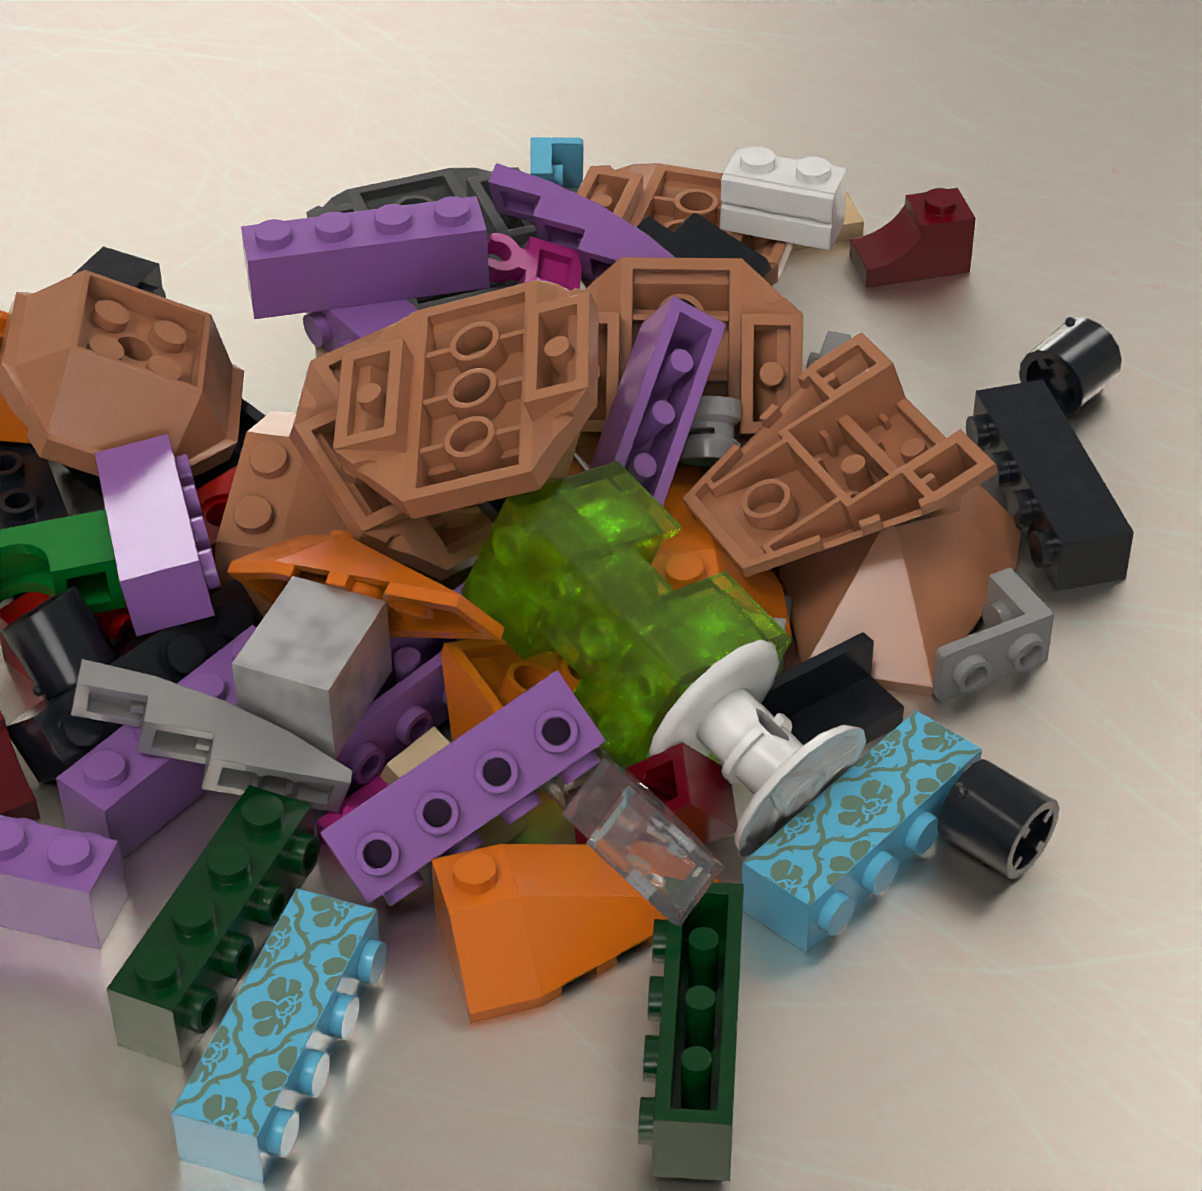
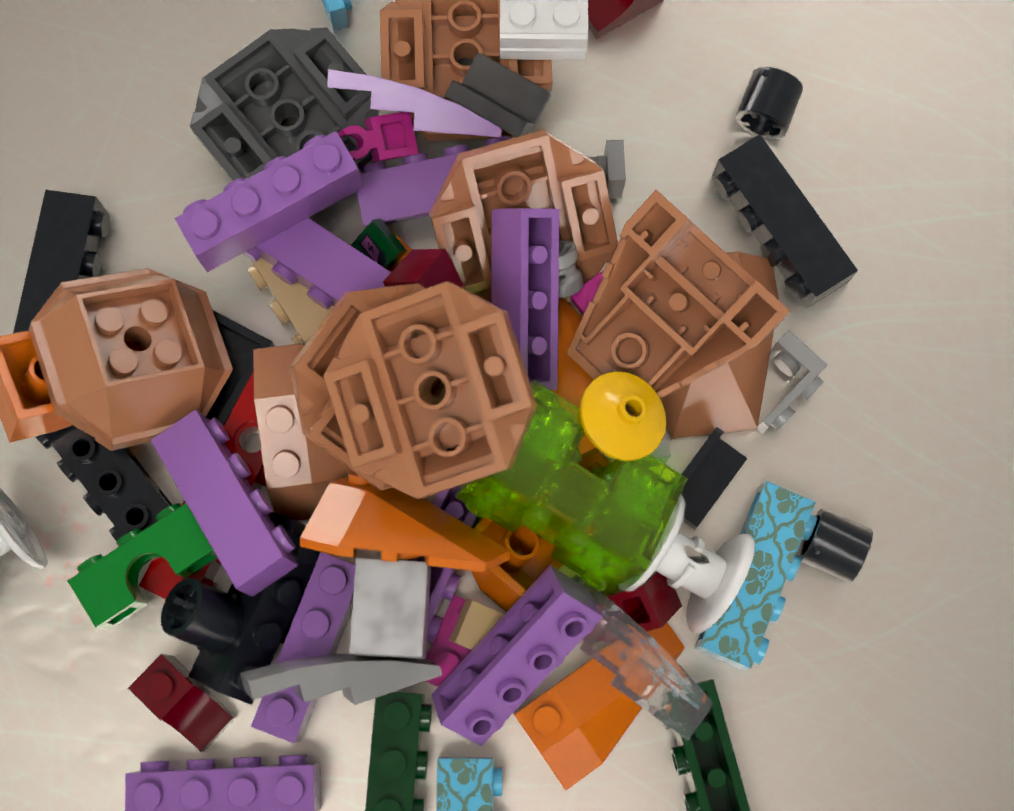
camera: 20 degrees left, 35 degrees up
(725, 542) = (610, 425): none -> yellow dish

